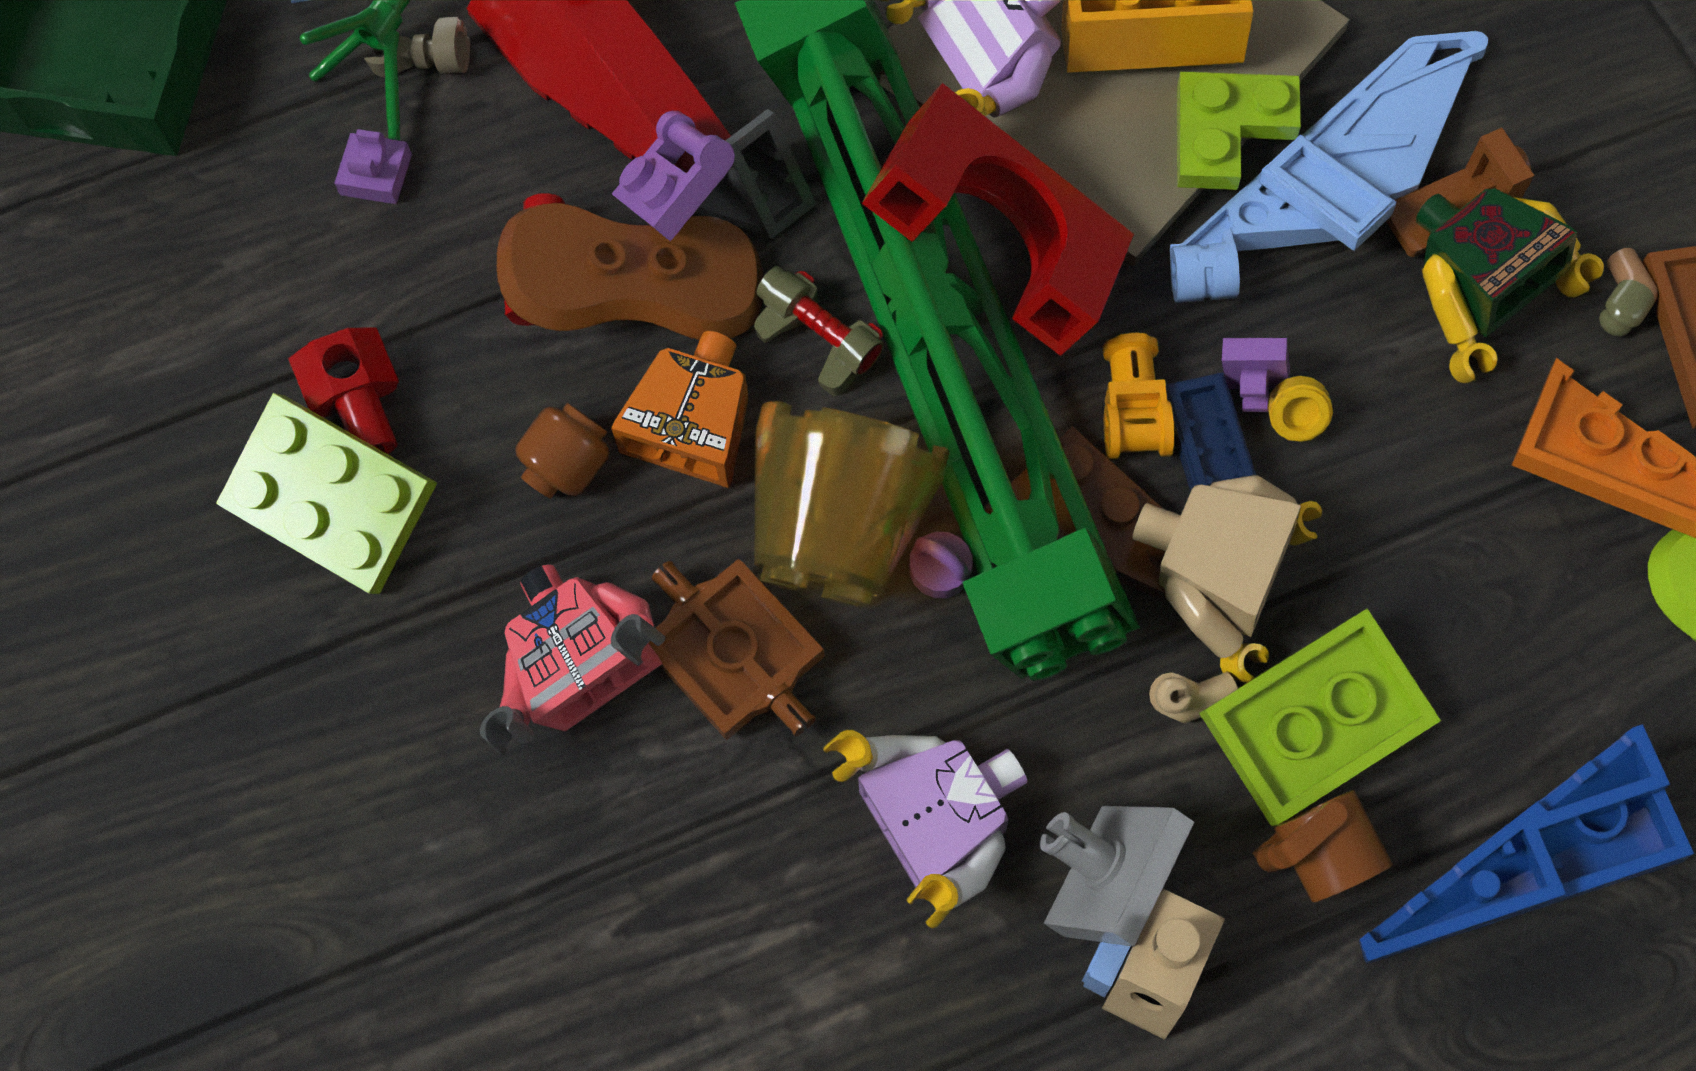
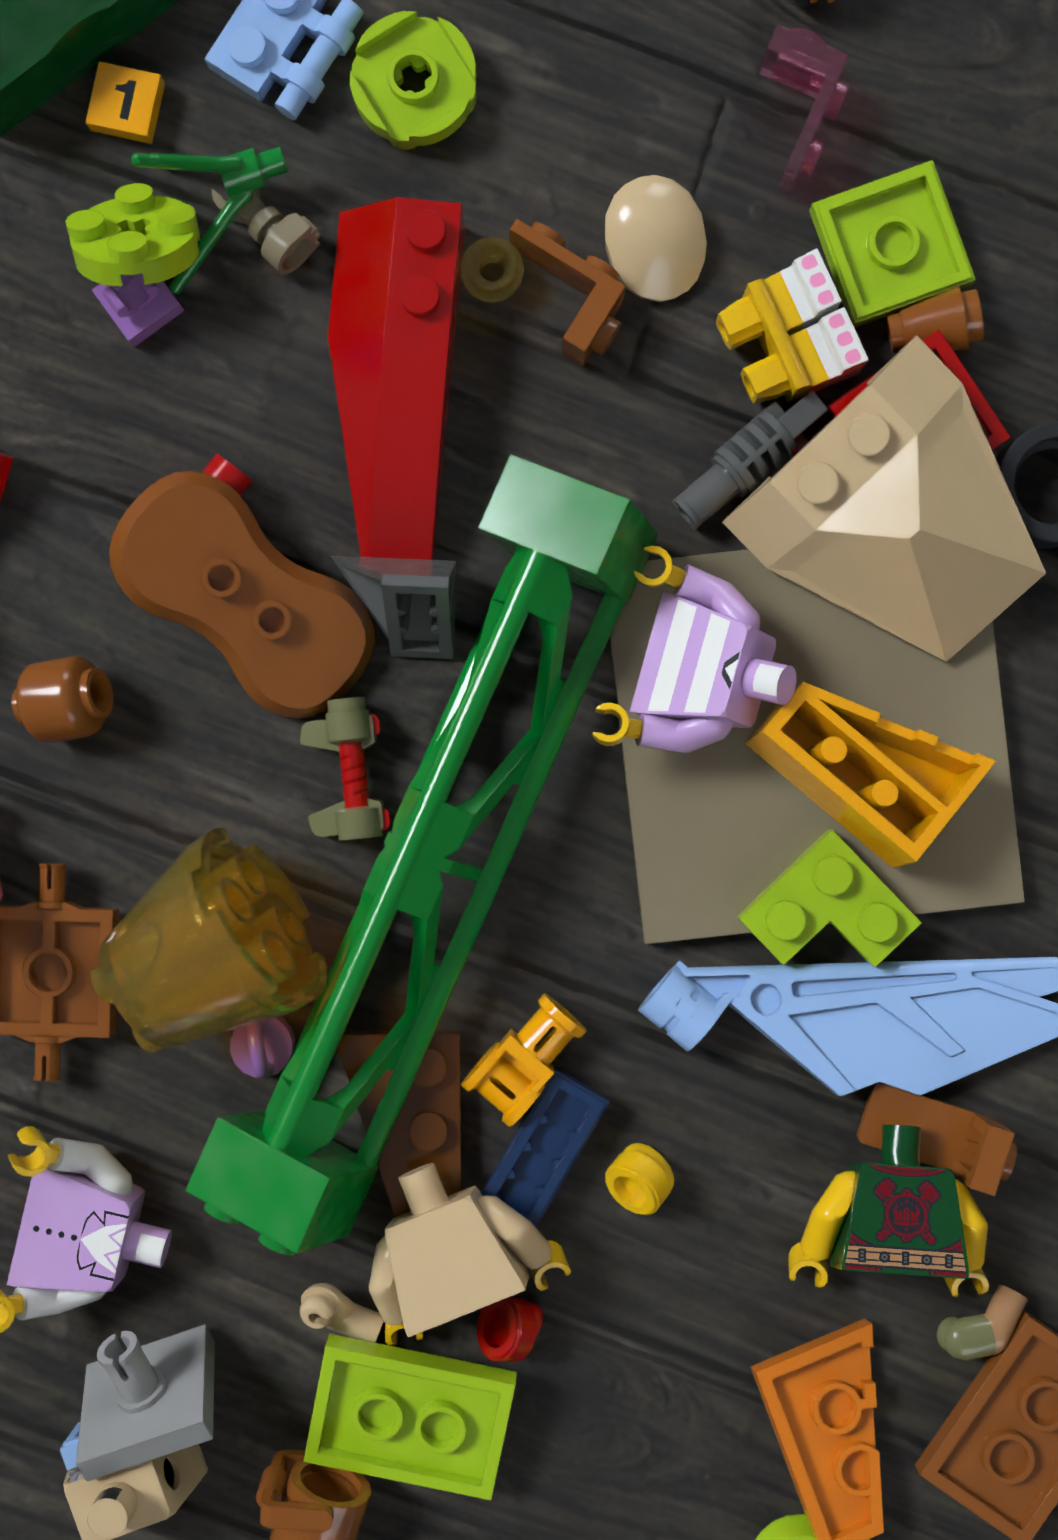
camera: 40 degrees right, 20 degrees up
(252, 61) = (125, 102): none -> light orange tile
(332, 117) = (134, 237): none -> lime plate
(663, 192) = (315, 554): medium lavender plate -> none
(687, 412) = (185, 755): orange torso -> none
(1068, 236) = (595, 897): red arch -> none
(1254, 368) = (634, 1125): medium lavender tile -> none
(1319, 590) = (509, 1329): none -> red tile
(1327, 192) = (836, 1041): light blue tile -> none

